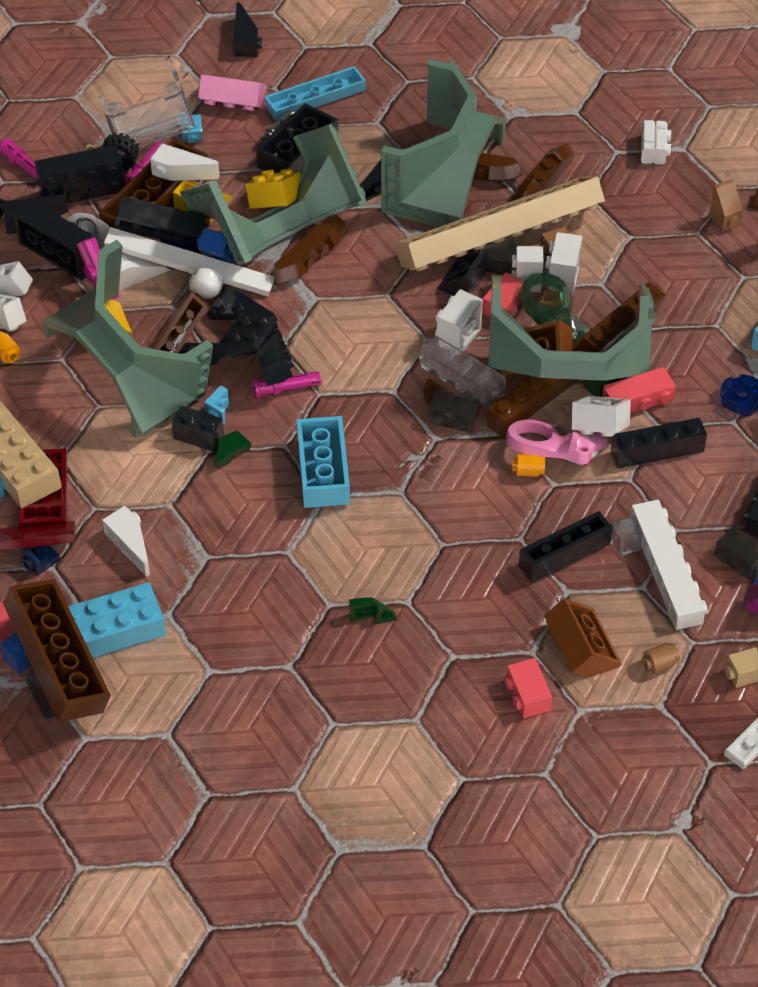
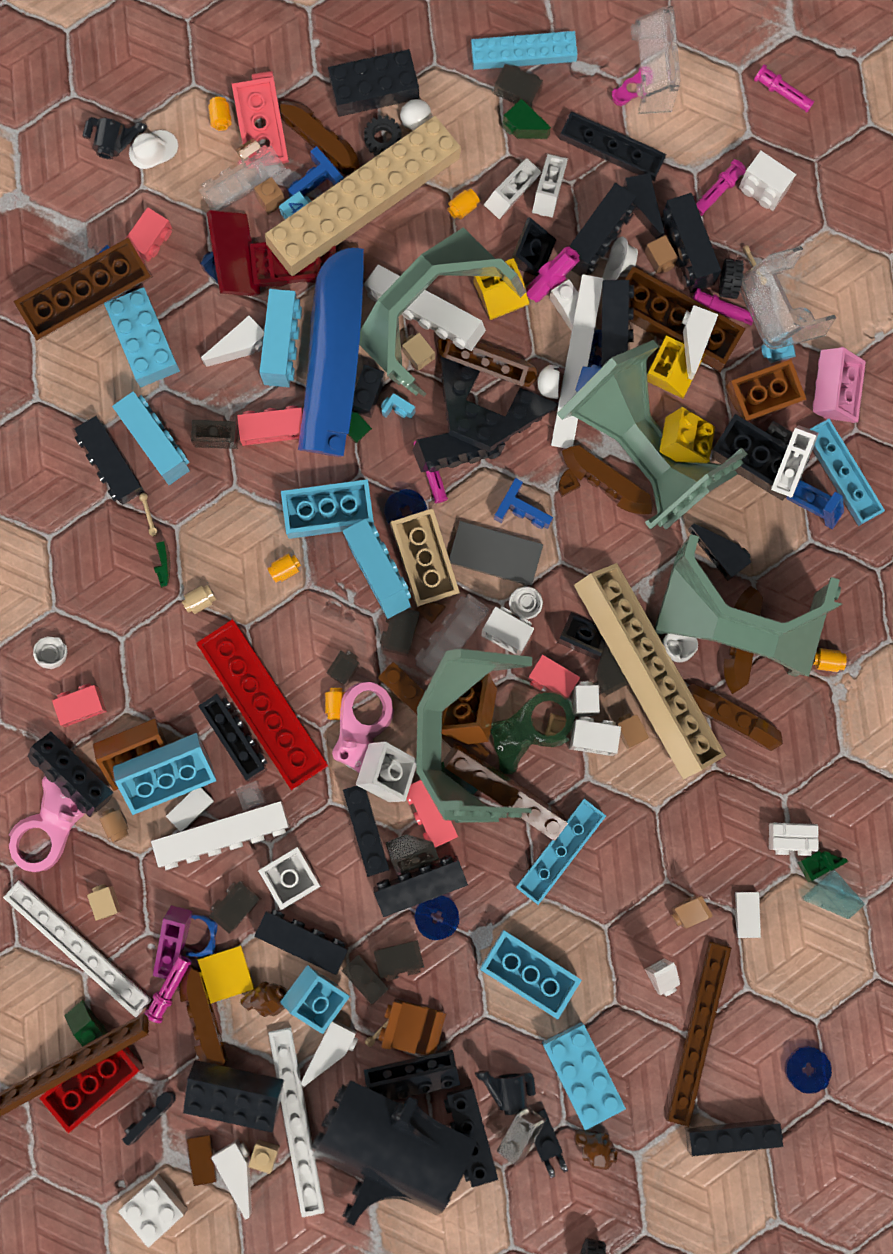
camera: 85 degrees right, 30 degrees up
(27, 120) = (766, 181): none -> white brick
(55, 296) = (533, 248): none -> black slope
(86, 201) = (661, 255): none -> medium nougat brick
(99, 390) = (431, 312): none -> white brick
(148, 493) = (280, 337): none -> medium azure brick
(155, 442) = (333, 354): none -> blue slope
(225, 511) = (270, 425): none -> coral brick
(231, 555) = (214, 434): none -> clear smoke brick
(231, 608) = (148, 433): none -> medium azure brick
(233, 134) = (766, 390): none -> dark orange slope
(250, 657) = (109, 460): none -> black brick
(306, 105) = (794, 460): none -> white slope
(307, 284) = (568, 483): none -> reddish brown tile
(329, 321) = (521, 508): none -> blue bracket
(329, 394) = (400, 500): none -> clear blue plate
(333, 624) = (152, 531): none -> tan hinge
(348, 101) = (819, 503): none -> blue bracket
(376, 340) = (495, 553): none -> dark grey tile
(380, 381) = (424, 557): none -> tan brick
(382, 505) = (284, 568): none -> light orange brick
(392, 412) = (378, 568): none -> medium azure brick
(413, 578) = (198, 599): none -> tan brick
(425, 313) = (525, 602): none -> white hair
(469, 712) = (50, 652): none -> white hair
(476, 203) = (680, 647): none -> white hair
(491, 457) = (344, 667): none -> clear smoke brick
(492, 106) = (830, 660): none -> light orange brick
(503, 537) = (262, 705): none -> red plate
(605, 601) = (164, 774): none -> medium azure brick
(606, 693) = (70, 774): none -> black brick
(639, 594) = (190, 809): none -> white tile
(648, 715) = (56, 818): none -> bright pink animal
(678, 301) = (560, 852): none -> medium azure piece
(679, 132) = (819, 864): none -> dark green slope
(679, 403) = (410, 853): none -> clear smoke slope
(705, 122) = (834, 896): none -> clear light blue wing
(711, 502) = (290, 878): none -> white brick
(713, 401) = (419, 885): none -> black brick
(718, 175) = (747, 915): none -> white tile

